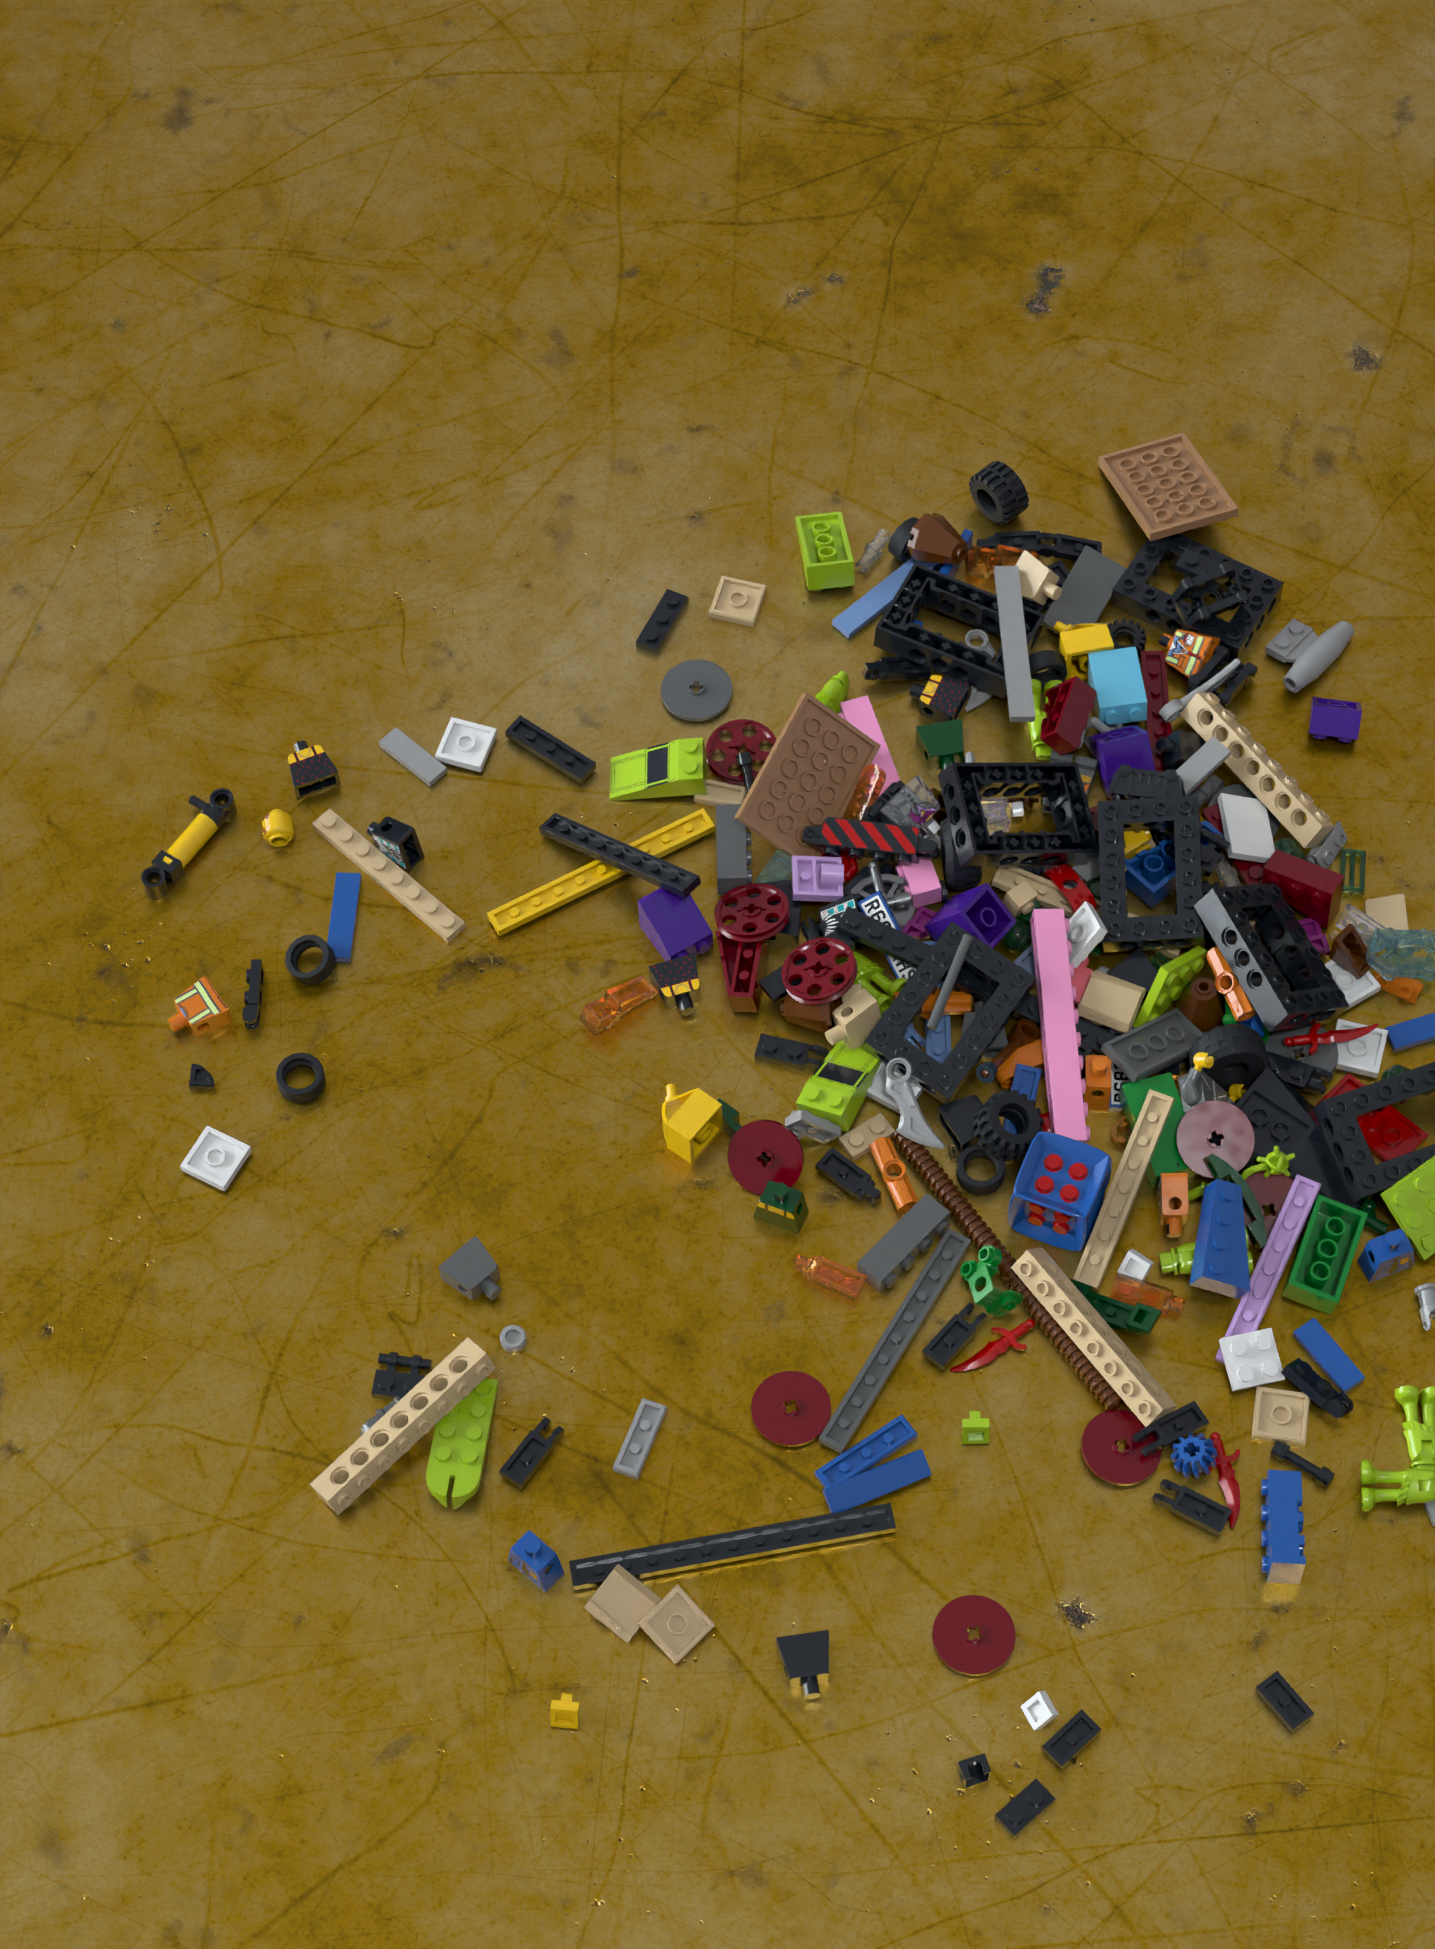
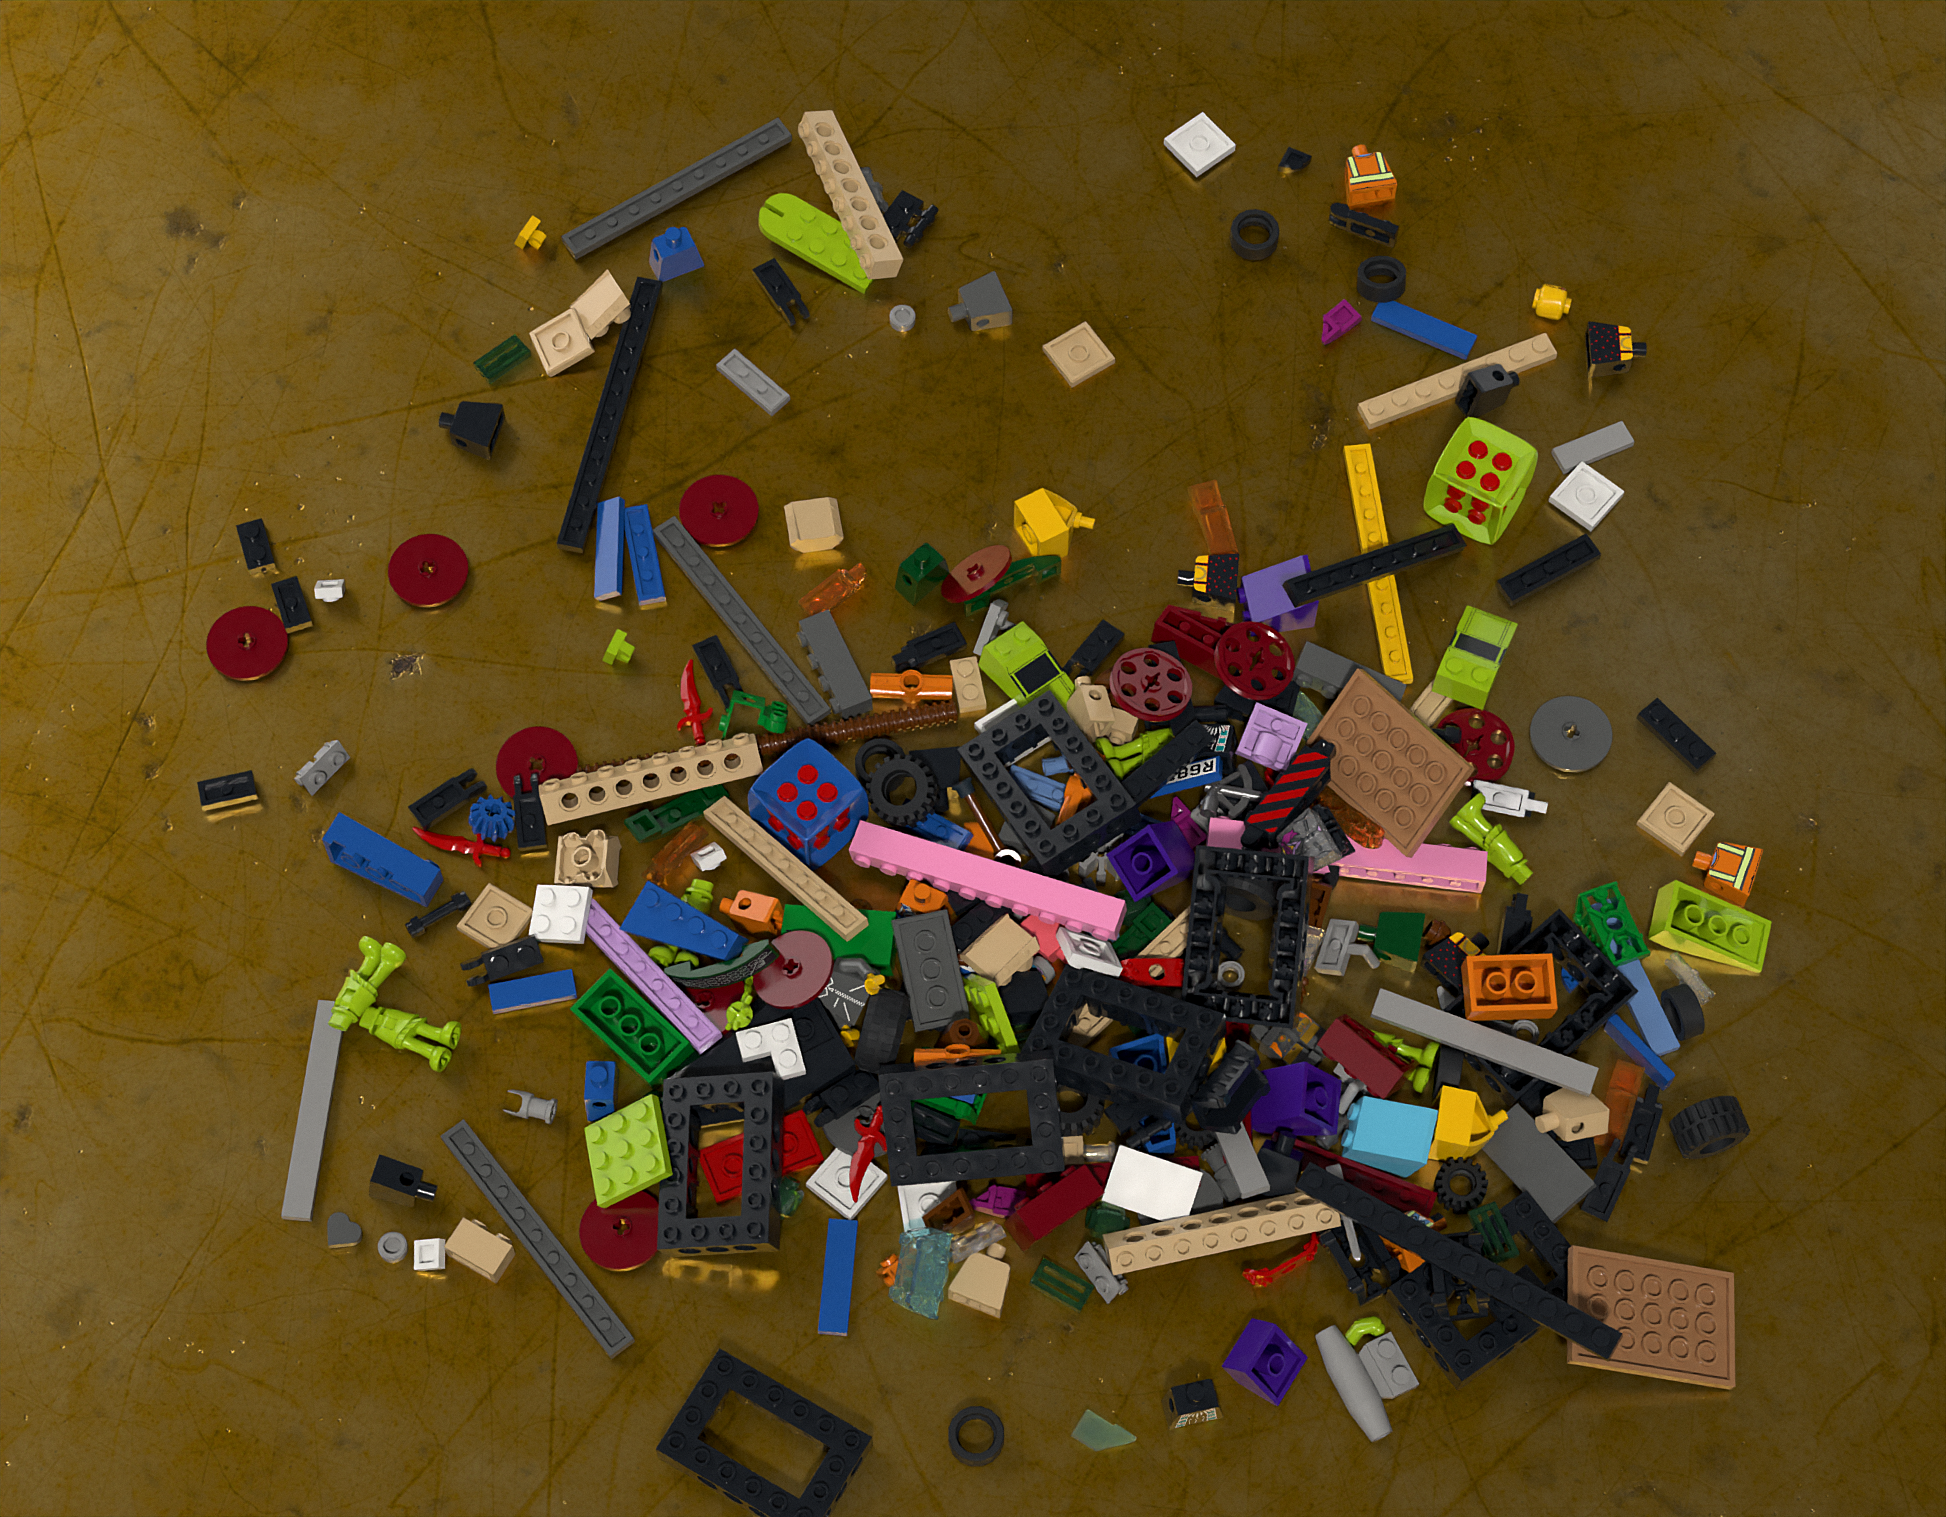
camera: 110 degrees right, 5 degrees up
(170, 865) = (1544, 200): black piece -> none
(364, 984) = (1339, 321): none -> magenta slope
(453, 1598) = (676, 188): none -> dark grey plate
(488, 1177) = (1078, 354): none -> tan tile
(499, 806) = (1480, 480): none -> lime piece
(731, 1696) = (505, 361): none -> clear green tile
(768, 548) = (1730, 870): none -> orange torso
(768, 1321) = (813, 524): none -> tan slope
(779, 706) = (1508, 799): none -> hinge
(868, 613) = (1597, 931): none -> green piece
(912, 1122) = (955, 712): light grey piece -> none
(922, 718) = (1436, 932): none -> reddish brown plate
(936, 541) = (1659, 1026): reddish brown cone -> none
(949, 982) = (1070, 779): dark grey bar -> none
(967, 631) = (1509, 987): none -> orange brick
(974, 1773) = (308, 519): black piece -> none
(1020, 899) = (1154, 910): tan plate -> none
(1121, 1783) = (232, 630): none -> dark red piece
(1151, 604) = (1502, 1256): none -> clear green tile
(1190, 1364) = (587, 860): none -> tan slope
(1211, 590) = (1460, 1262): none -> black plate
(1227, 1633) = (327, 762): none -> light grey hinge
(1264, 732) = (1265, 1276): none -> red piece
(1270, 668) = (1364, 1326): none -> lime arm
(1284, 1124) = (775, 1040): none -> white plate
(1397, 747) = (1192, 1404): none -> black torso

